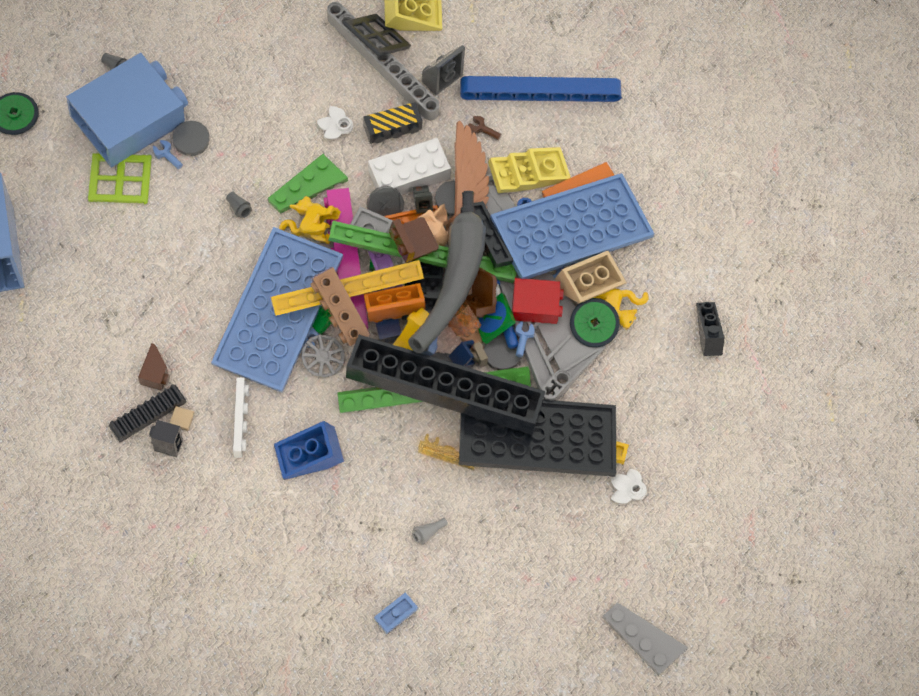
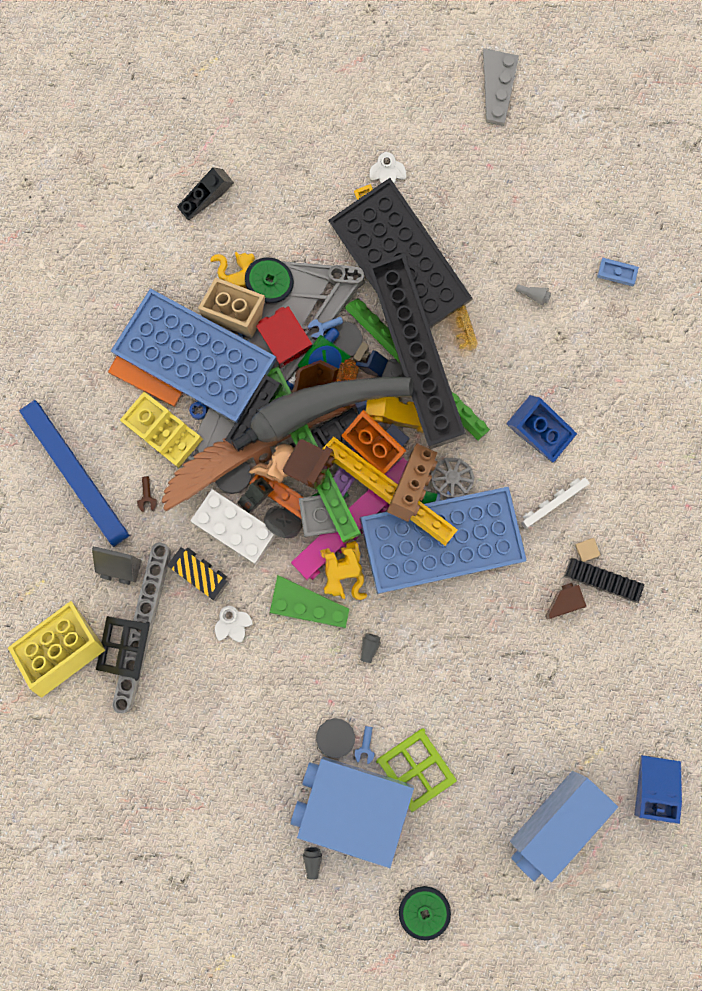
camera: 120 degrees left, 15 degrees up
(166, 438) = (619, 543): black brick -> none

